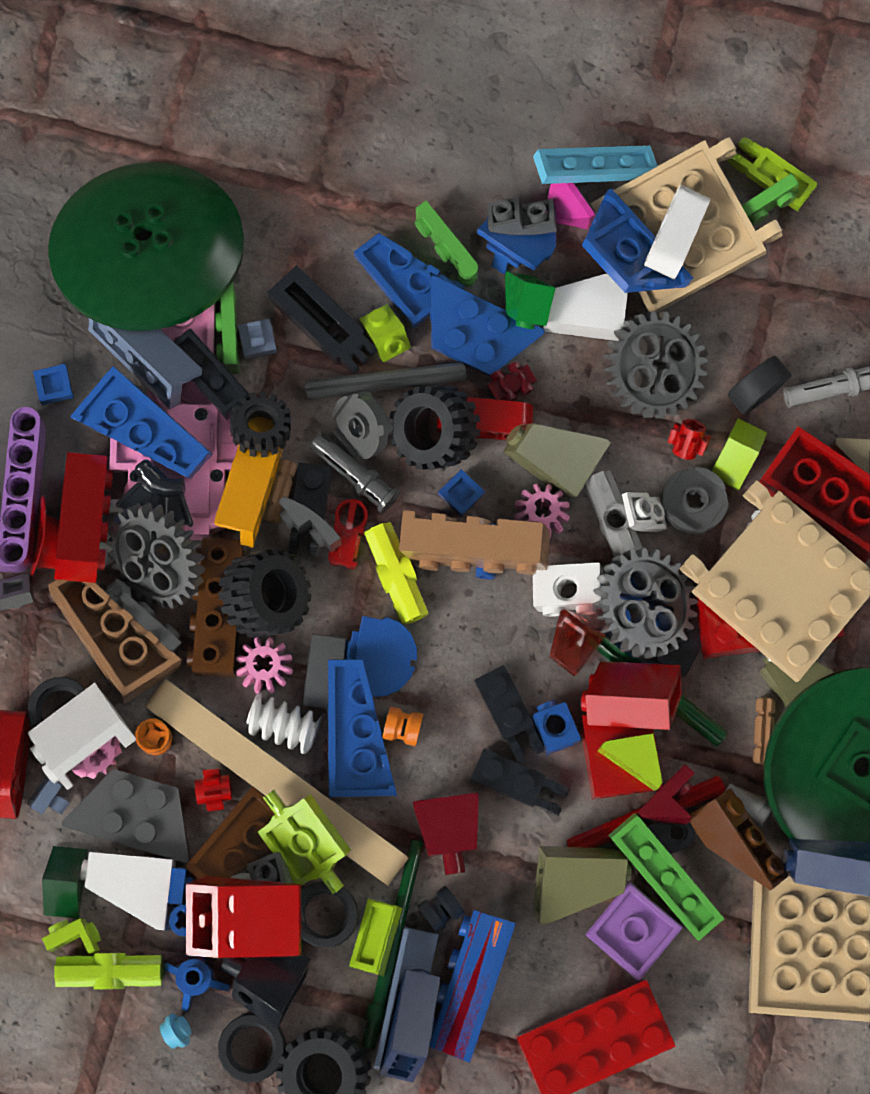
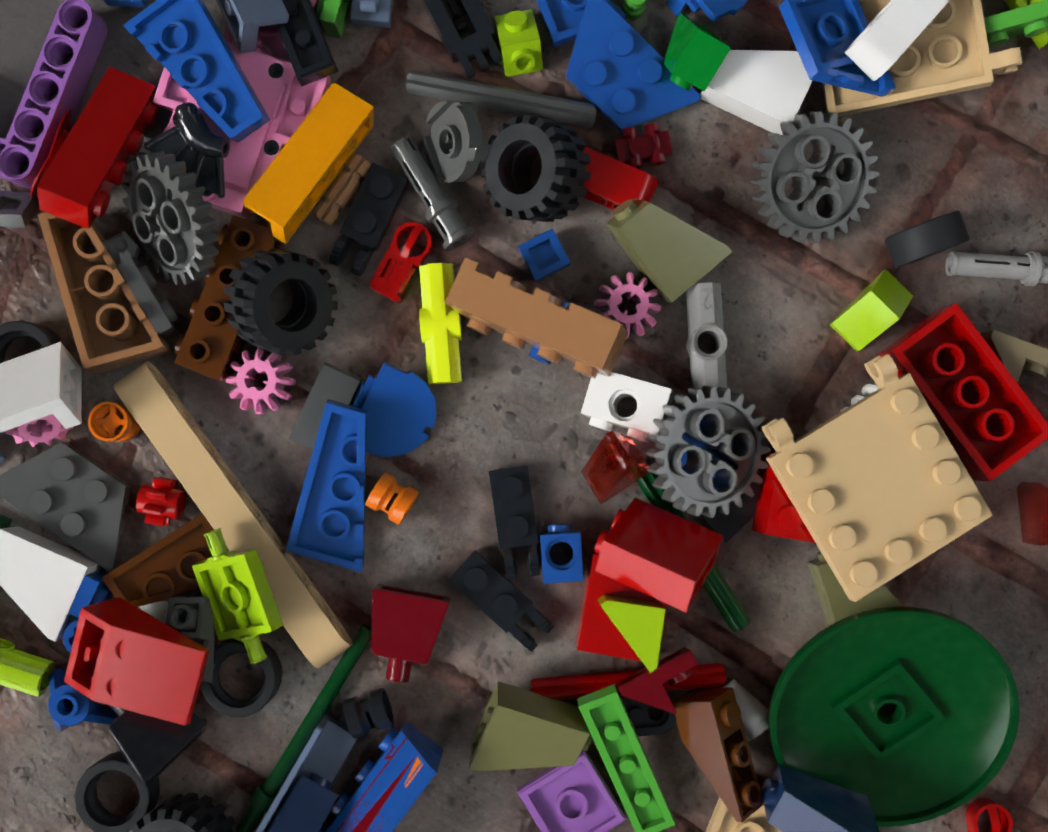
camera: 20 degrees right, 10 degrees up
(175, 1031) = (41, 749): medium azure plate -> none
(260, 407) = (335, 82): black tyre -> none
(282, 724) = (259, 454): white piece -> none
(303, 518) = (351, 230): dark grey slope -> none
(375, 937) = (288, 718): lime tile -> none
(644, 512) = (743, 345): white slope -> none
(689, 439) = (823, 276): red gear -> none
(690, 482) = (826, 350): dark grey plate -> none
(763, 727) = (791, 630): medium nougat axle -> none

